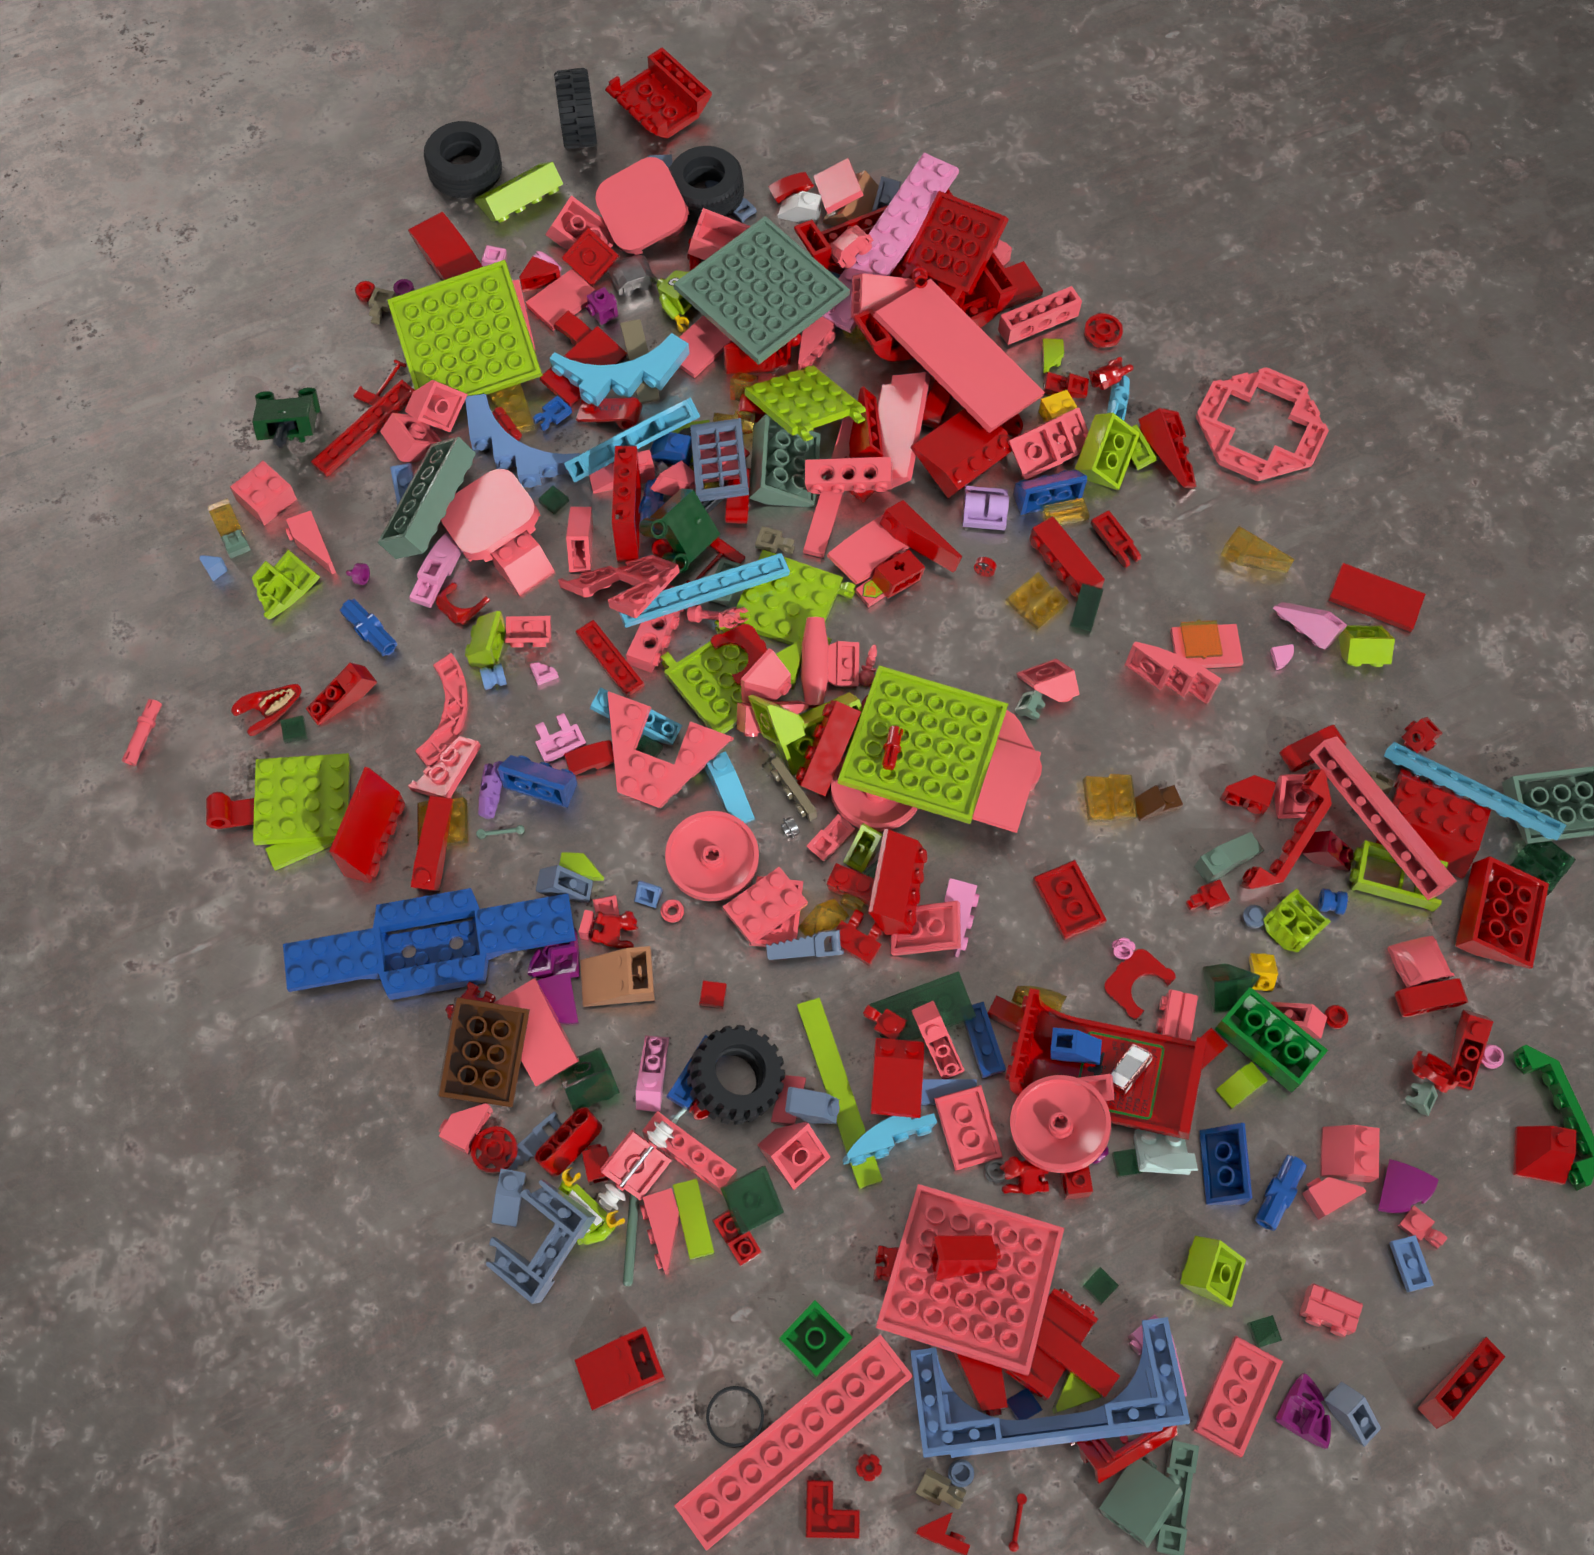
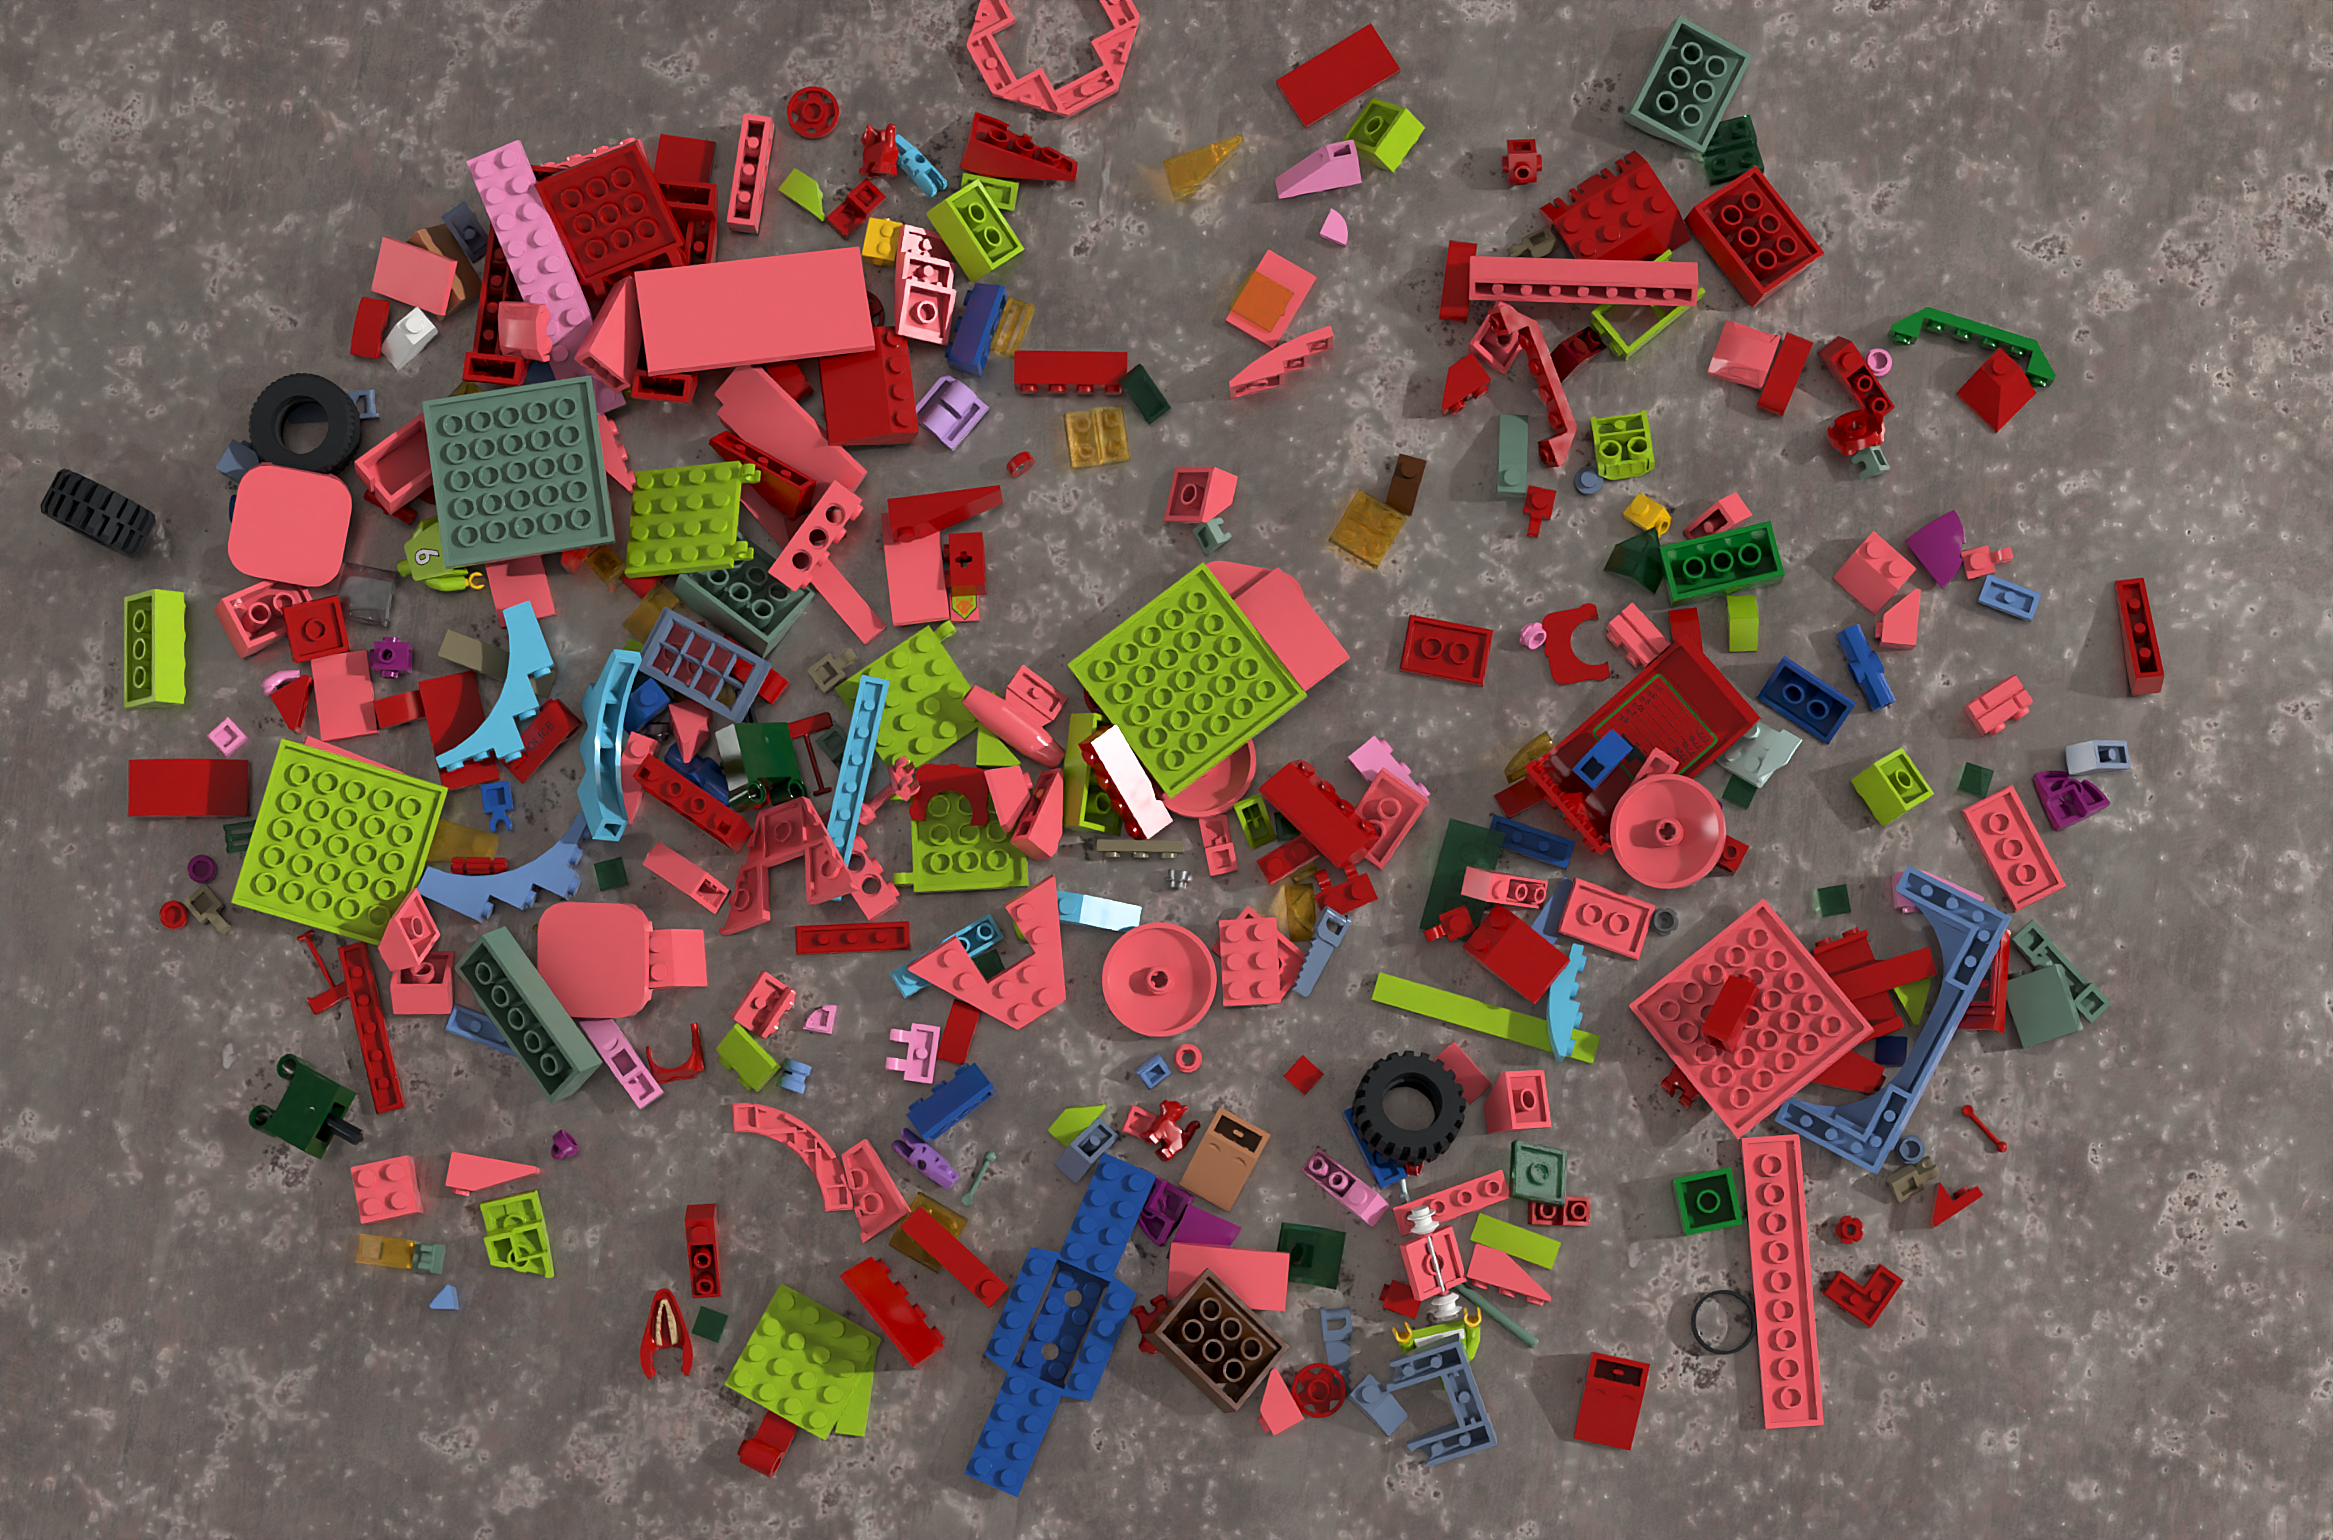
camera: 45 degrees left, 15 degrees up
(144, 726) = (606, 1488): coral pin -> none
(368, 627) = (640, 1173): blue piece -> none
(458, 140) = (40, 662): black tyre -> none
(568, 1141) = (1362, 1313): red beam -> none
(587, 925) = (1146, 1154): coral tile -> none
(662, 96) = (131, 394): red slope -> none
(777, 722) = (1068, 817): lime slope -> none
(812, 1106) = (1488, 1054): sand blue slope -> none
(867, 674) = (1059, 679): coral bar -> none
(892, 747) = (1175, 719): red axle -> none
(920, 276) = (625, 283): red axle -> none
(1029, 1177) = (1692, 897): red animal -> none
(1115, 538) = (1080, 298): red hinge -> none
(1130, 1068) = (1657, 723): slope -> none
(1332, 901) = (1627, 391): blue wheel -> none
(1336, 1016) = (1739, 480): red plate -> none
(1481, 794) = (1616, 162): medium azure plate -> none

